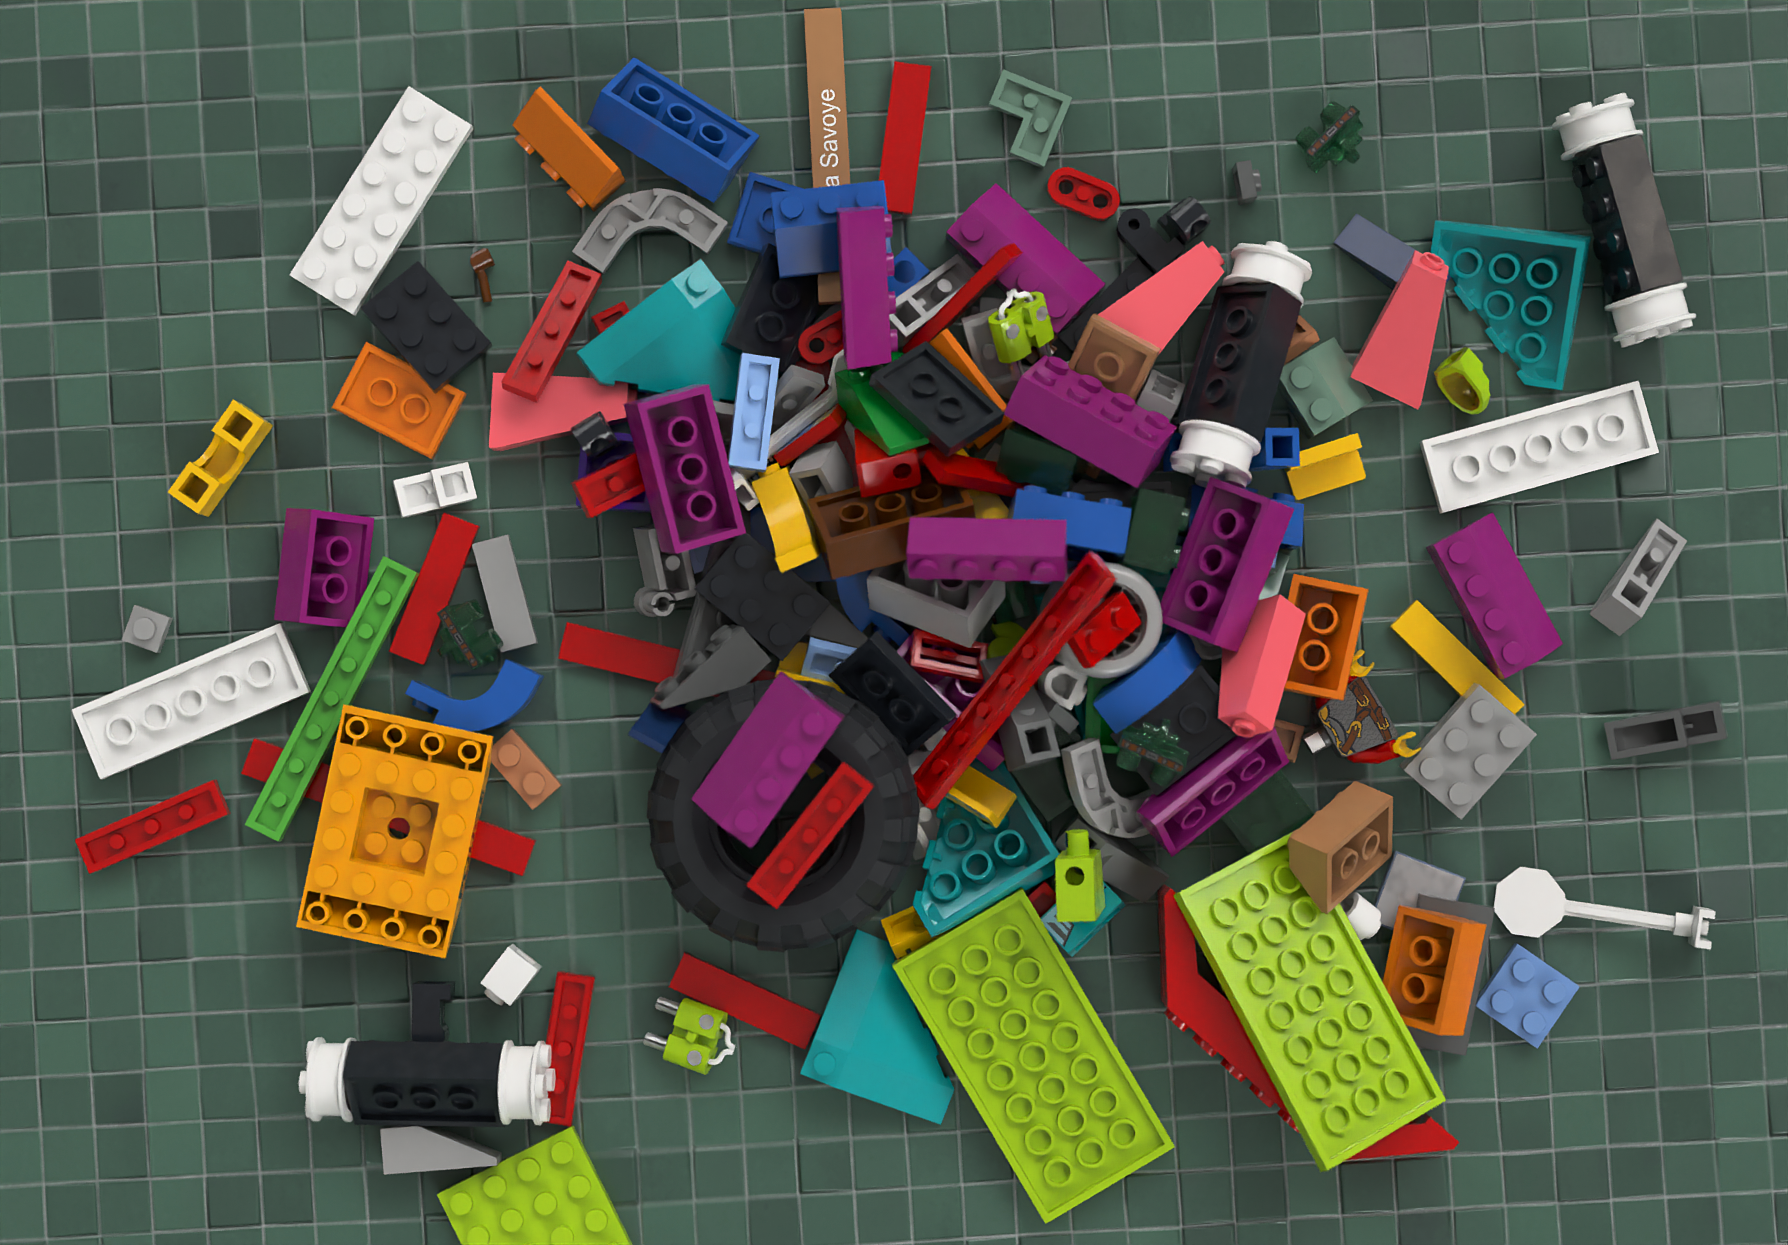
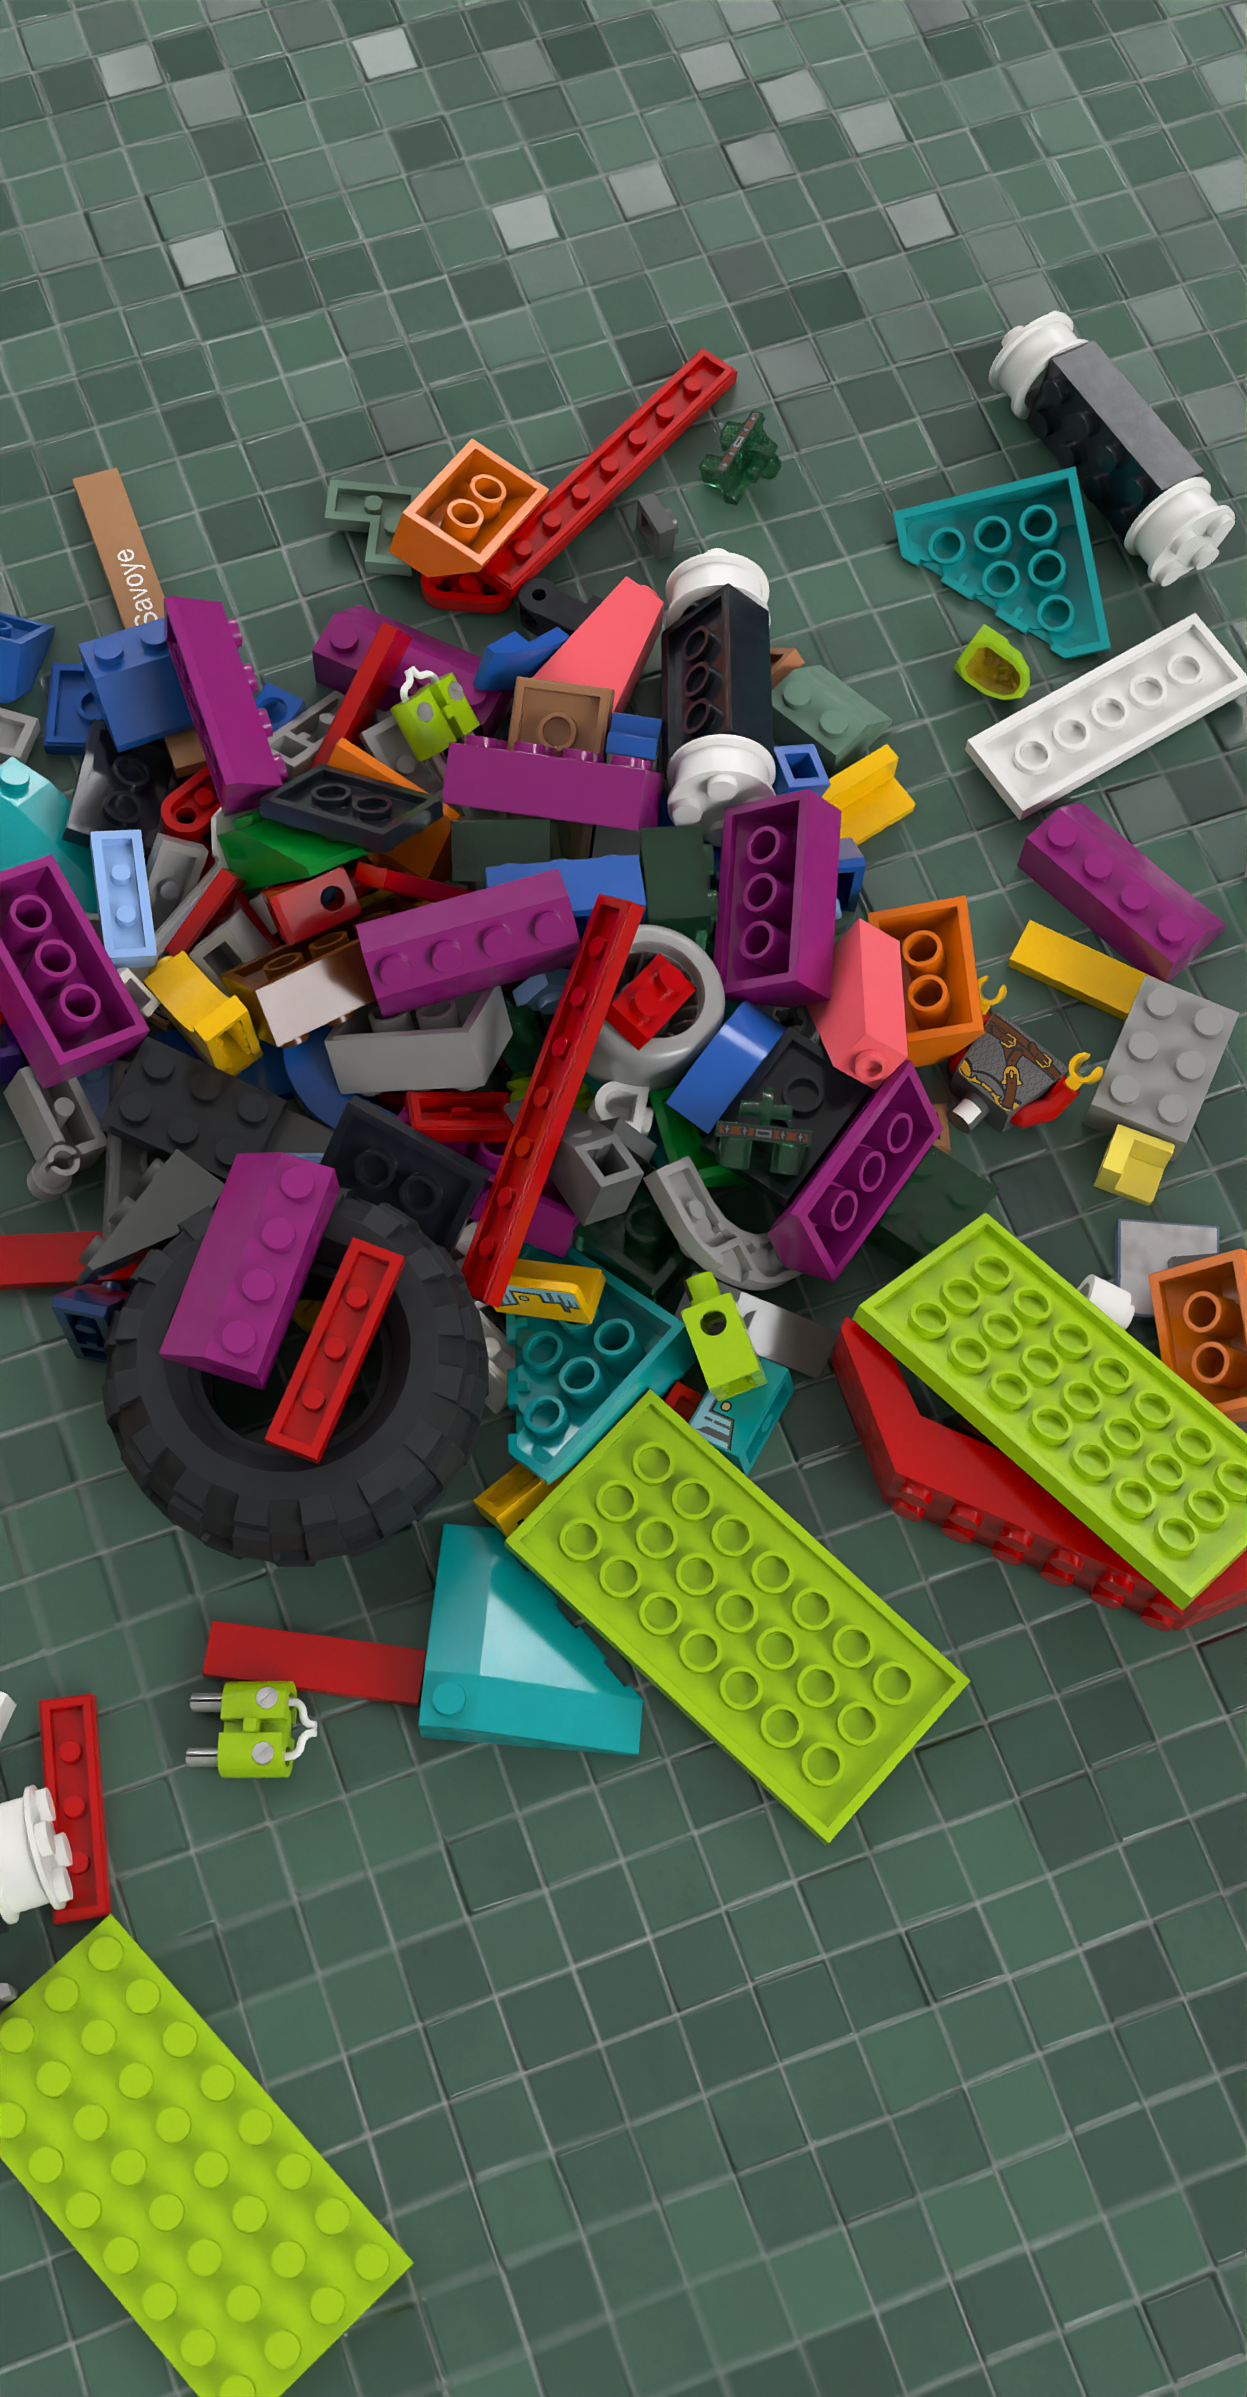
camera: 25 degrees left, 20 degrees down
(904, 135) = (232, 573): red tile -> none
(1098, 291) = (516, 657): none -> blue slope
(1100, 143) = (465, 513): none -> orange slope
(1164, 390) = (634, 735): none -> blue slope
(1185, 220) = (599, 568): black leg -> none
(1223, 120) = (608, 471): none -> red tile
(1342, 844) = (1048, 1214): medium nougat slope -> none
(1375, 250) = (863, 566): slope -> none
(1403, 337) = (903, 622): coral slope -> none
(1420, 814) = (1133, 1165): none -> light yellow panel

